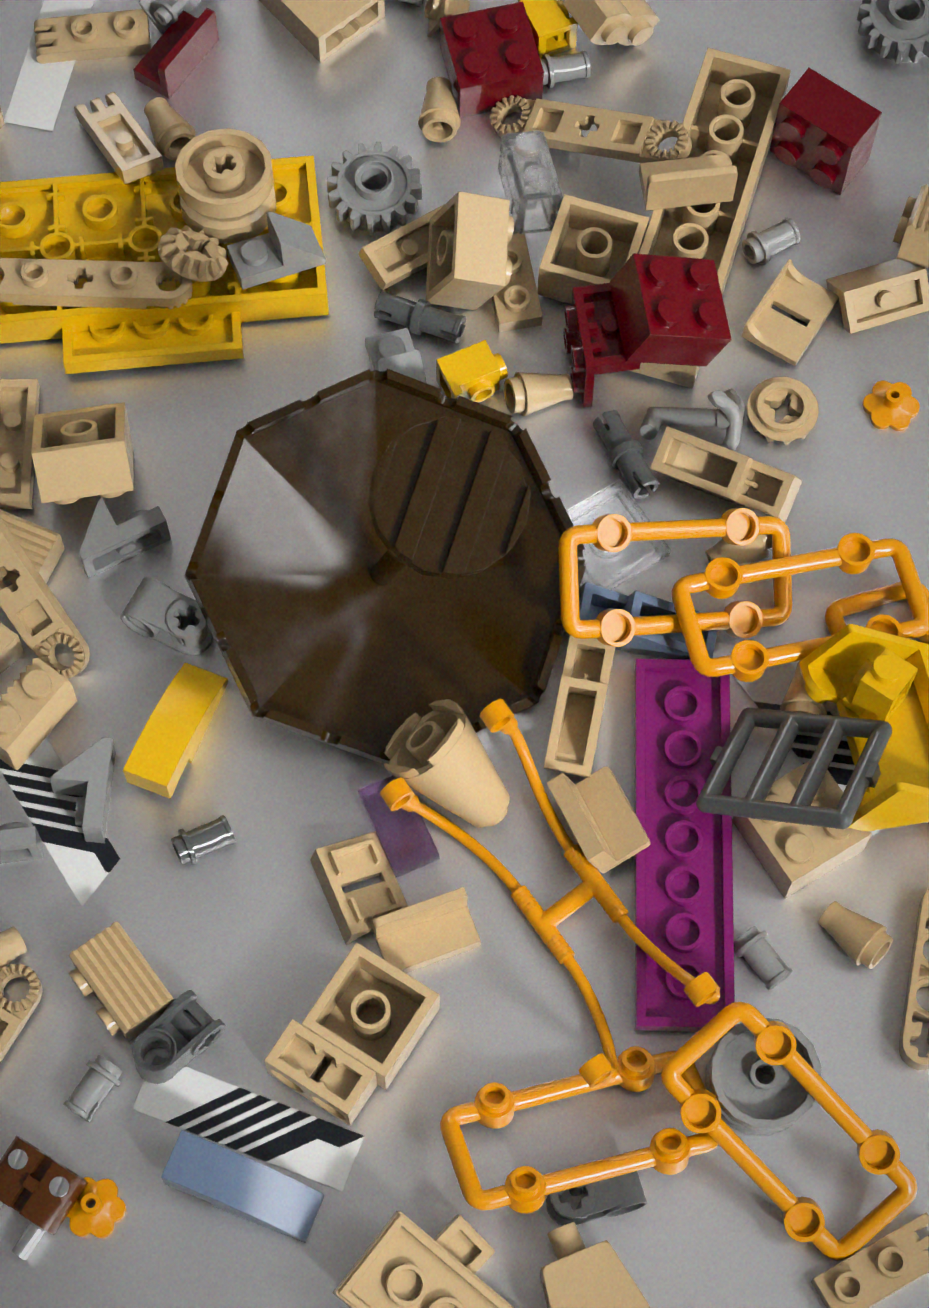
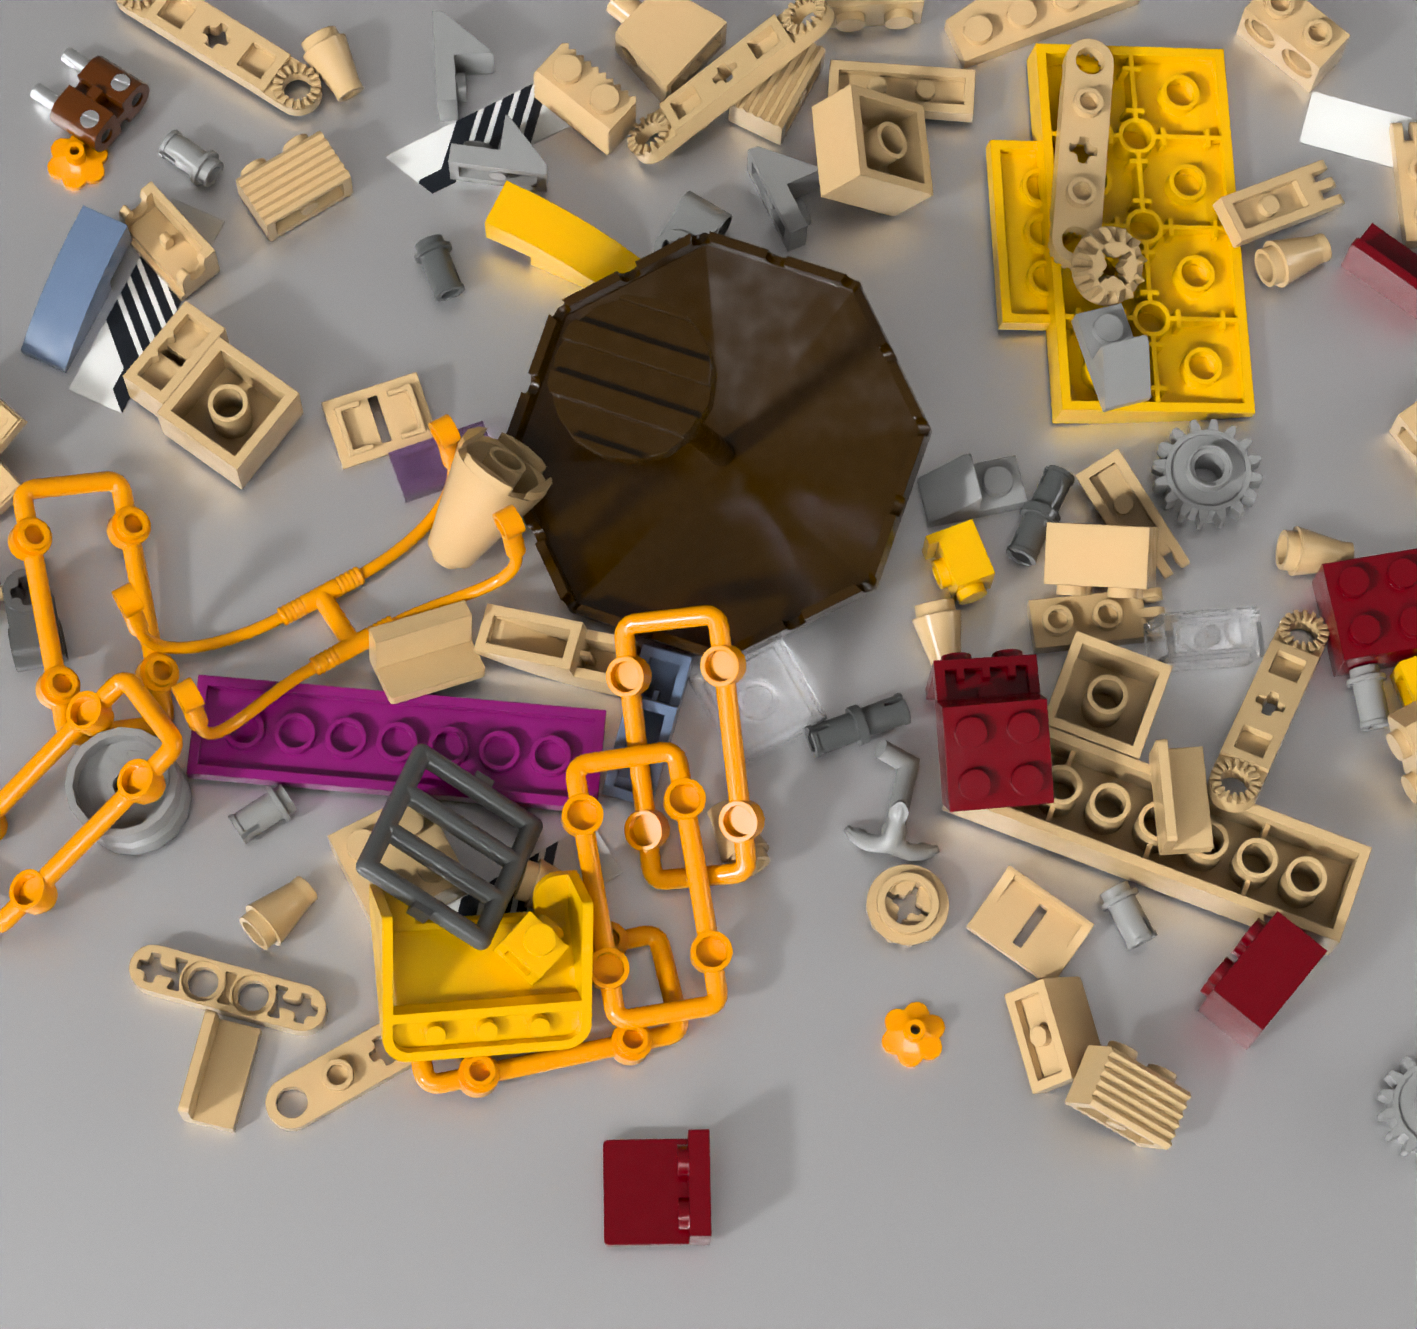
camera: 90 degrees right, 5 degrees up
(183, 1031) = (236, 238): dark grey piece -> none
(188, 1097) = (169, 243): none -> tan hinge
(226, 185) = (1196, 303): tan wheel -> none
(426, 931) = (318, 480): tan panel -> none
(726, 474) = (821, 830): tan slope -> none

